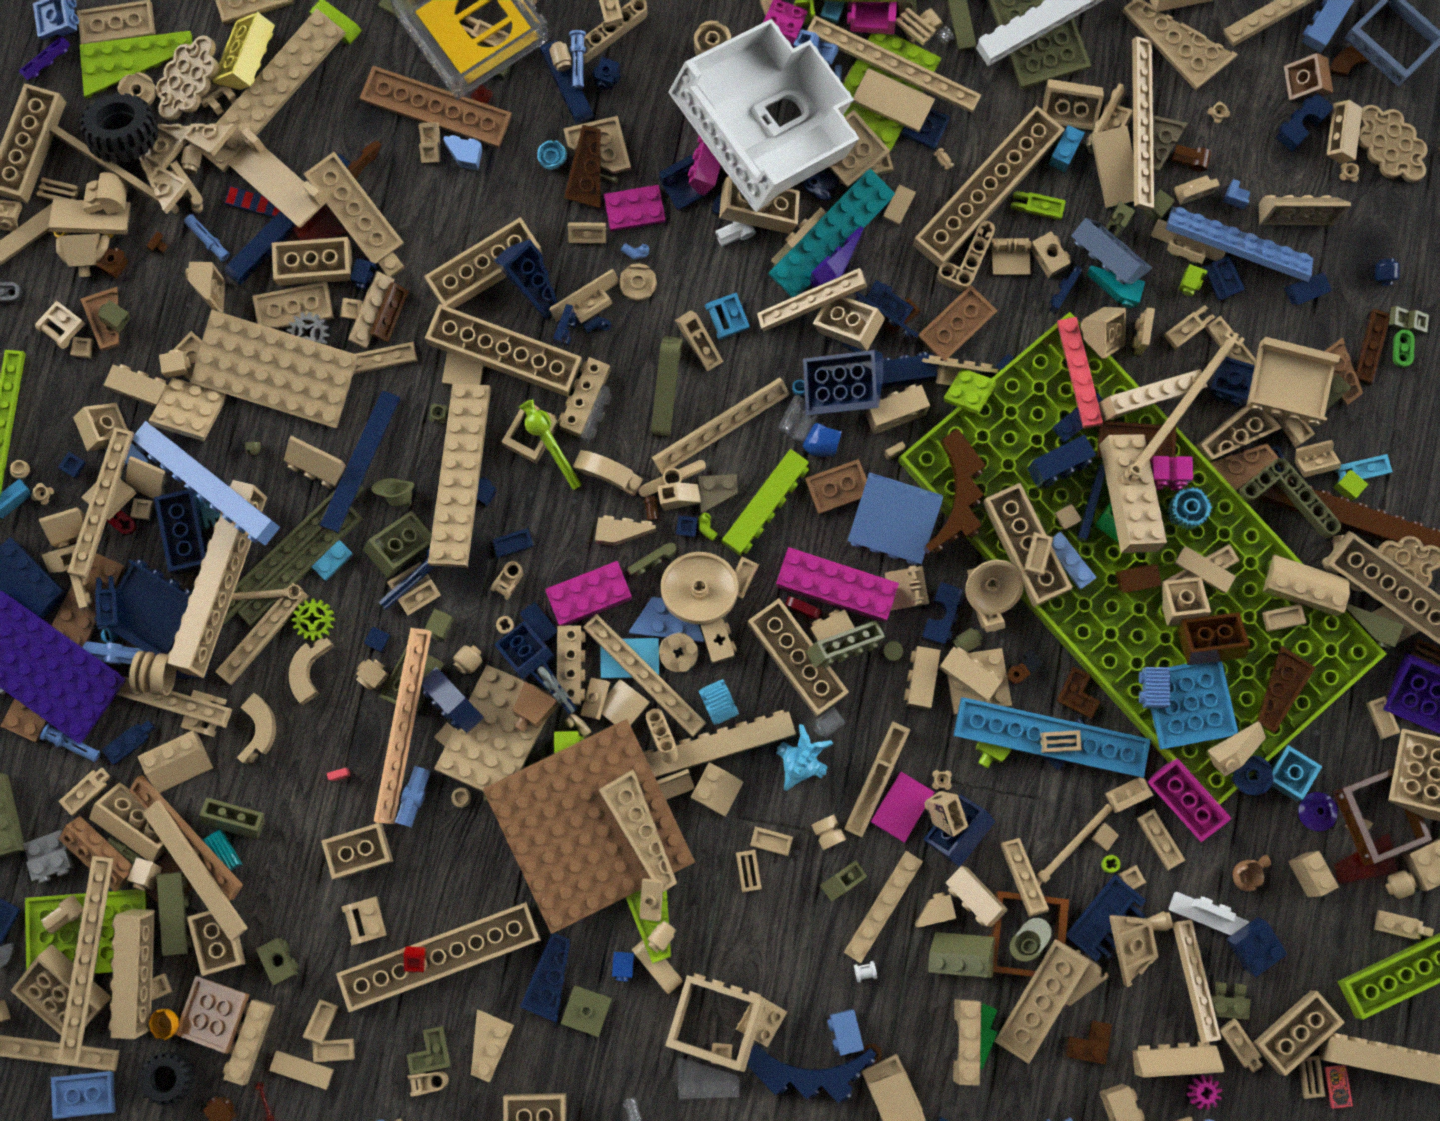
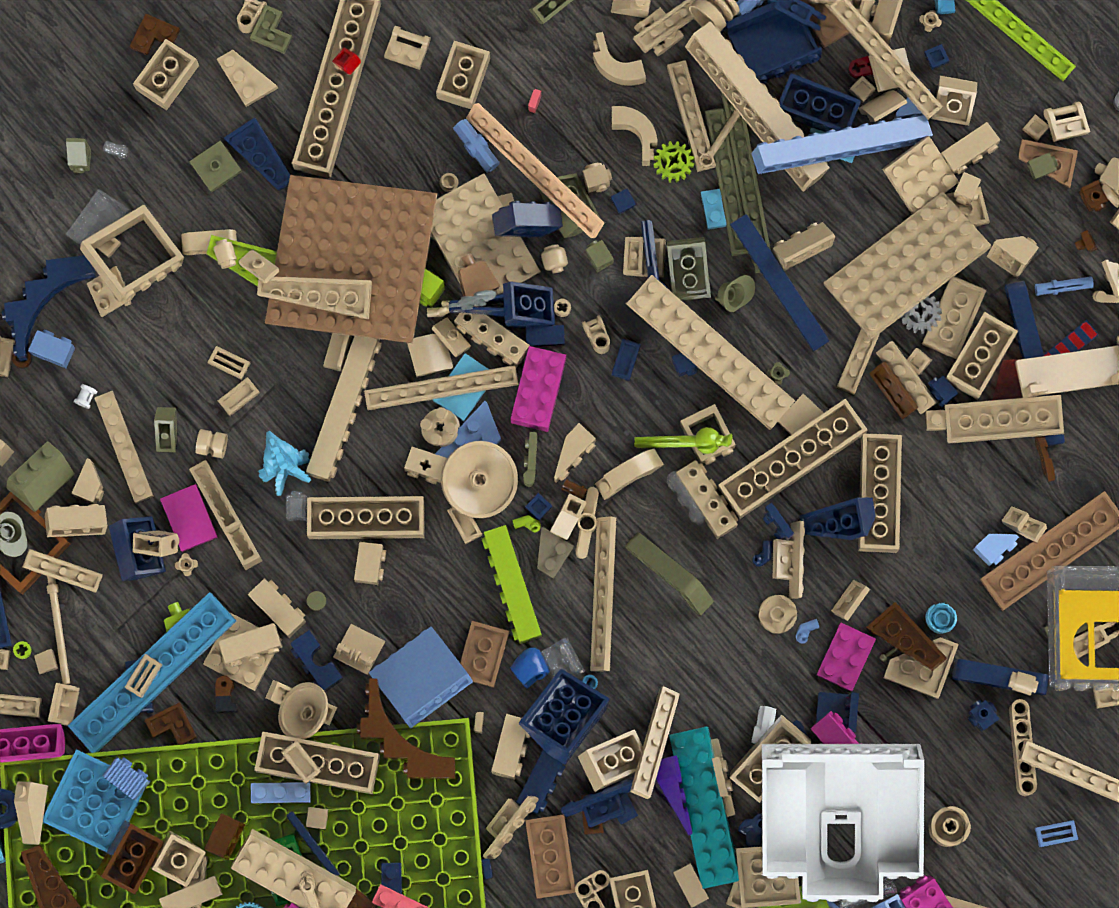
camera: 130 degrees right, 0 degrees up
(19, 469) = (962, 15): tan plate -> none
(252, 448) = (853, 207): olive hinge -> none
(487, 94) = (1035, 603): clear red plate -> none
(577, 50) = (1019, 701): medium blue pin -> none
(623, 965) = (228, 215): blue brick -> none
(662, 736) = (373, 361): tan beam -> none
(699, 340) = (690, 627): tan slope -> none
(717, 789) = (309, 381): tan slope -> none
(718, 702) = (376, 429): medium azure brick -> none
(733, 313) = (694, 673): dark azure plate -> none
(803, 608) = (403, 552): dark red beam -> none
(837, 585) = (401, 592): dark pink brick -> none
(844, 644) = (346, 560): olive brick -> none
(967, 640) = (280, 666): olive brick -> none
(969, 391) = (481, 816): lime plate -> none
(1061, 462) = (363, 842): dark blue brick -> none

